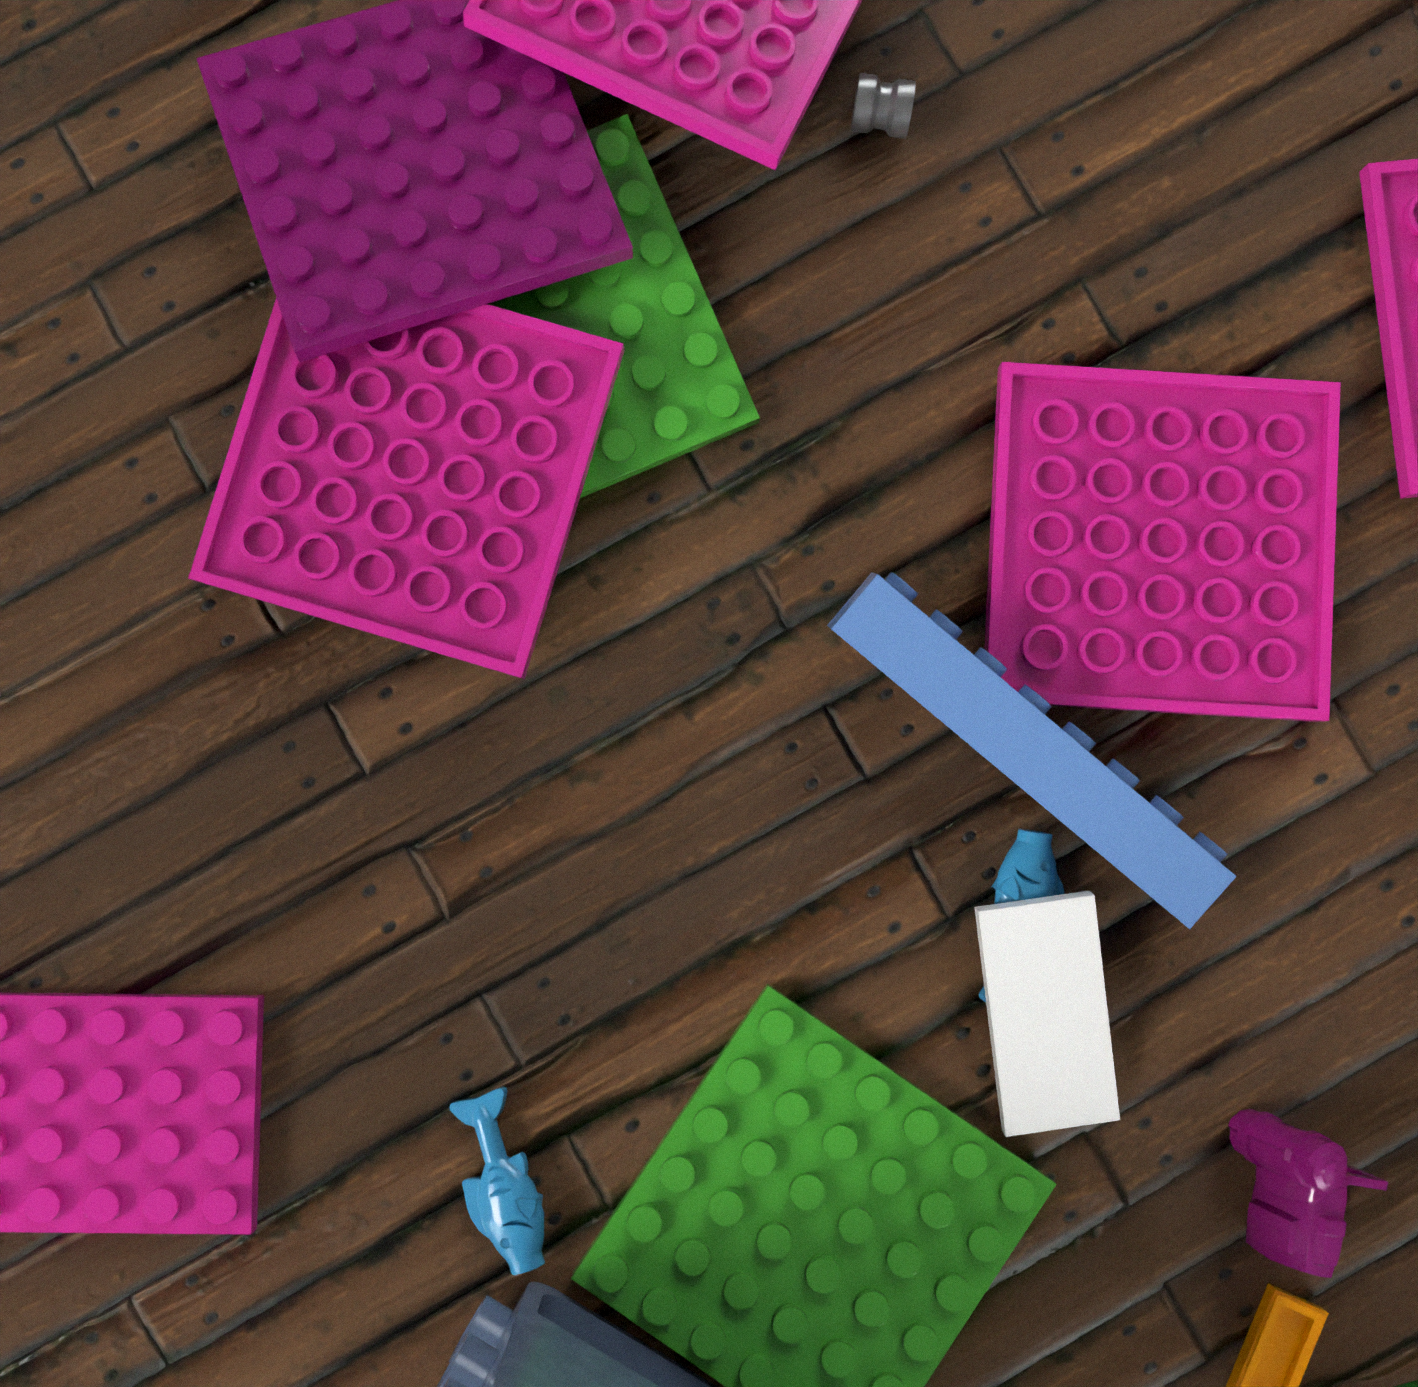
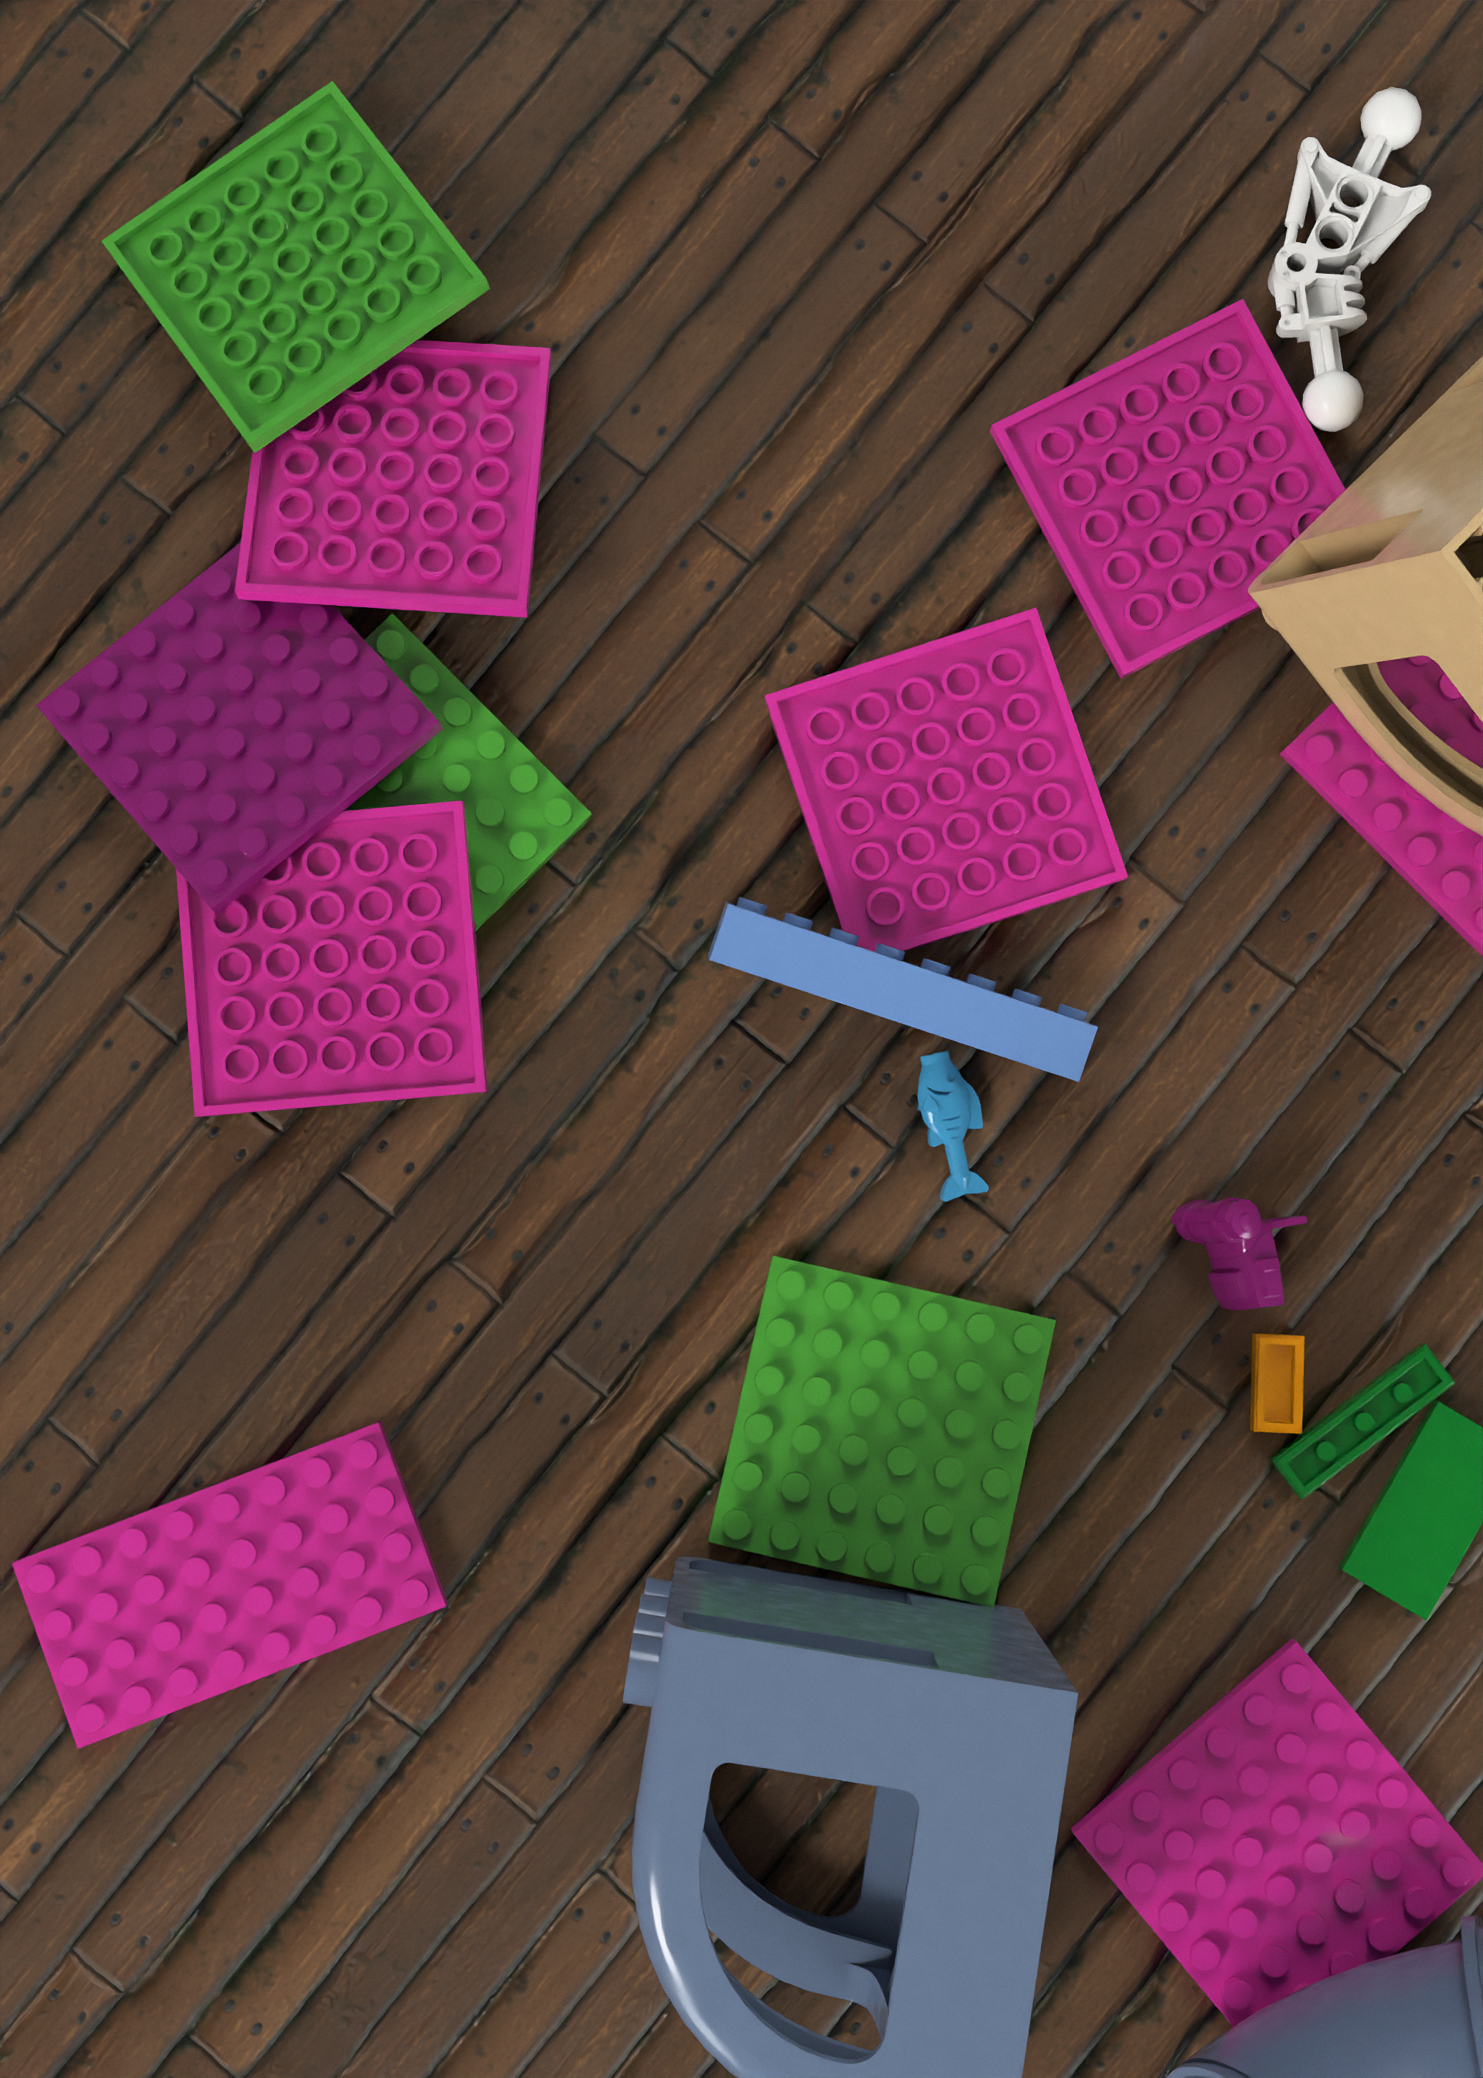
camera: 15 degrees left, 0 degrees up
(504, 1197) = (631, 1500): dark azure animal -> none
(883, 105) = (592, 528): flat silver wheel -> none
(1047, 1013) = (997, 1190): white tile -> none

